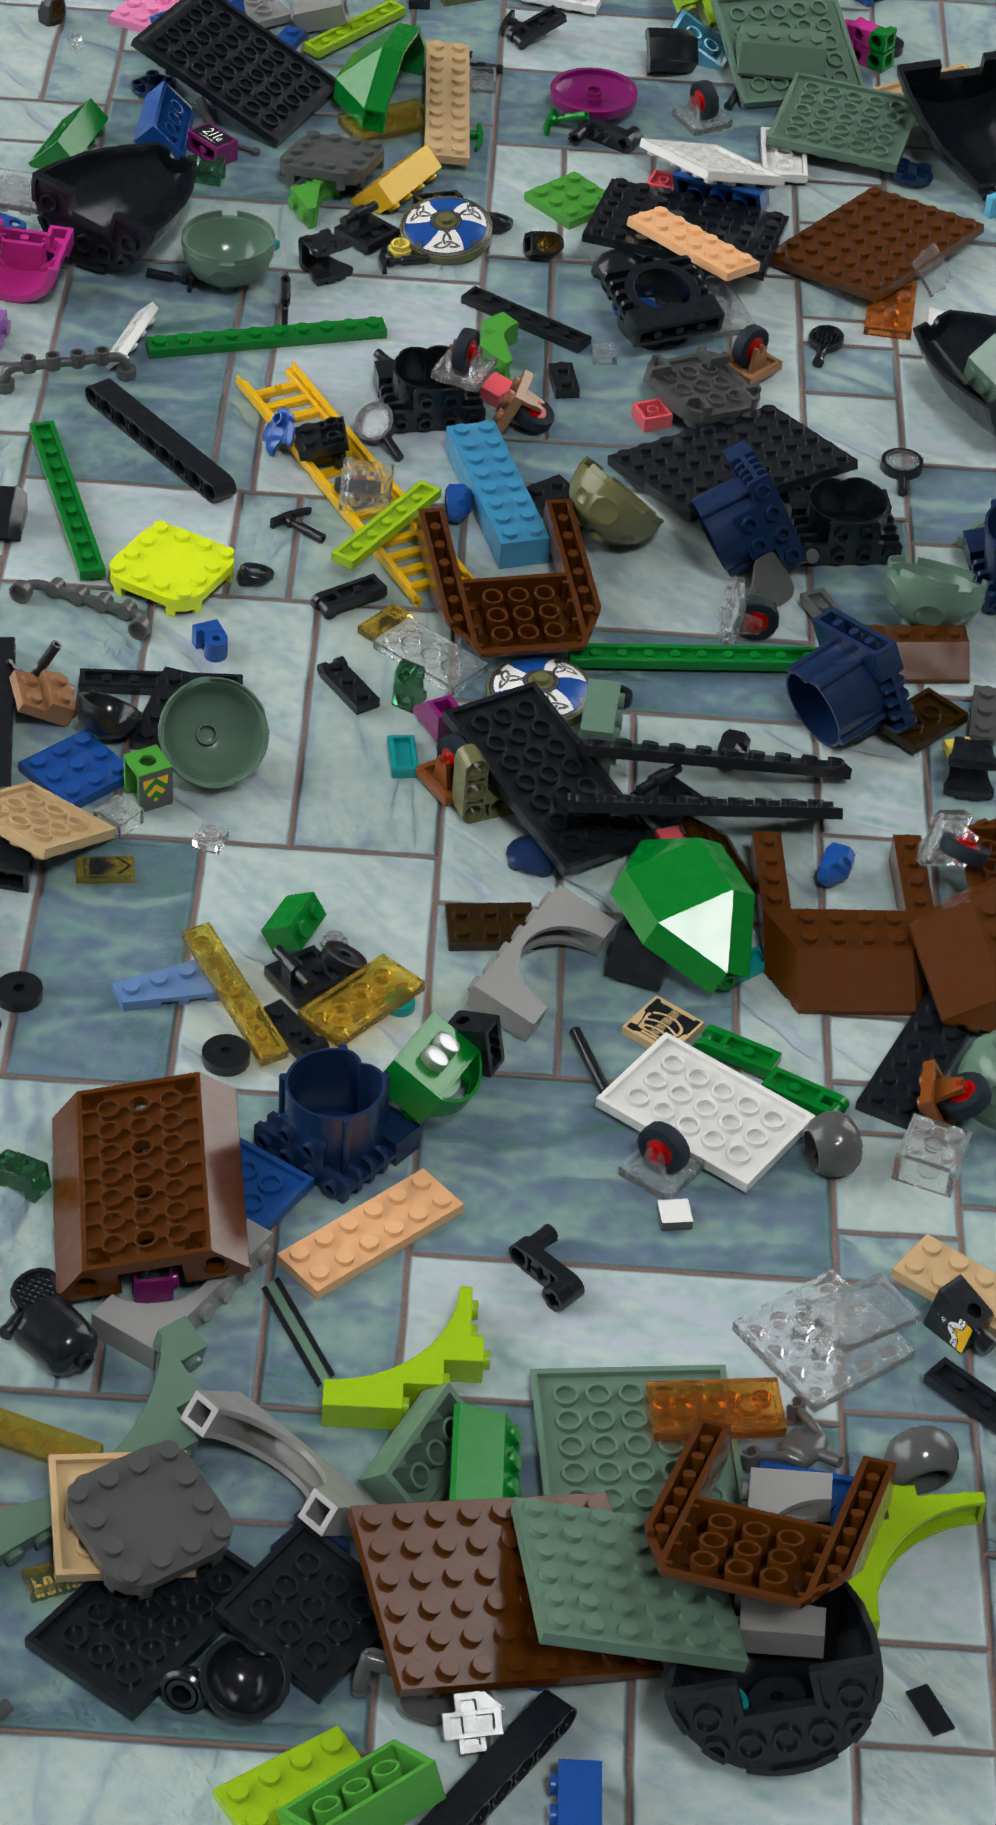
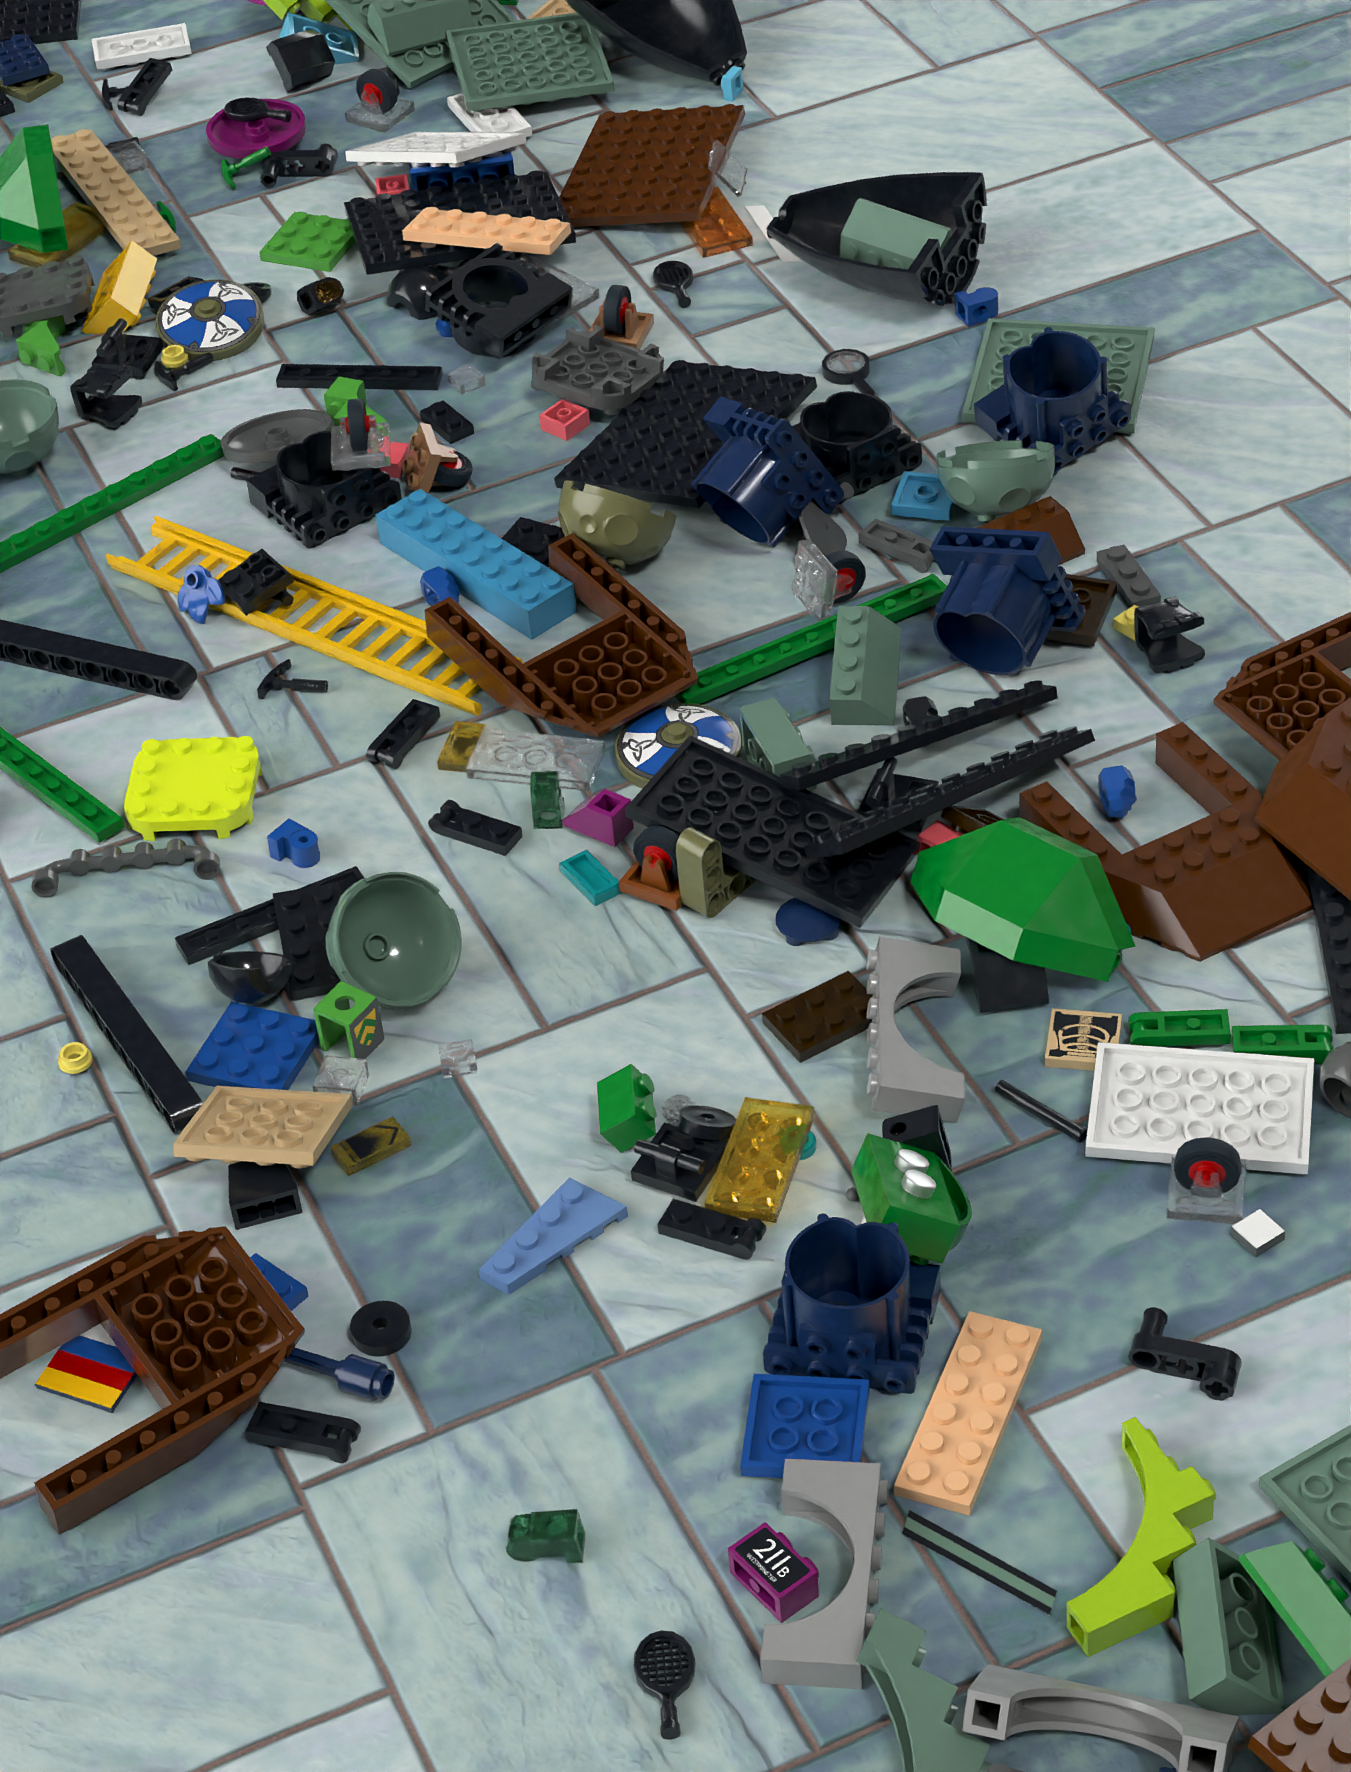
camera: 20 degrees left, 0 degrees up
(43, 662) = (133, 972): black piece -> none
(44, 696) = (164, 984): medium nougat plate -> none
(57, 1336) = (746, 1706): black cylinder -> none
(189, 1171) = (659, 1502): reddish brown slope -> none
(226, 1055) = (658, 1302): black piece -> none
(235, 994) = (626, 1216): clear yellow plate -> none
(246, 577) = (279, 761): black piece -> none
(286, 295) = (96, 456): black piece -> none
(365, 486) = (342, 611): clear plate -> none
(376, 425) = (296, 545): piece -> none
(385, 525) = (391, 643): lime plate -> none
(415, 332) = (265, 436): none -> dark grey dish
(591, 75) = (253, 109): none -> black piece
(718, 692) = (864, 668): none -> sand green slope
(869, 587) = (921, 497): none -> dark azure plate
(913, 173) = (629, 85): dark blue dish -> none
(951, 842) = (1233, 714): clear plate -> none

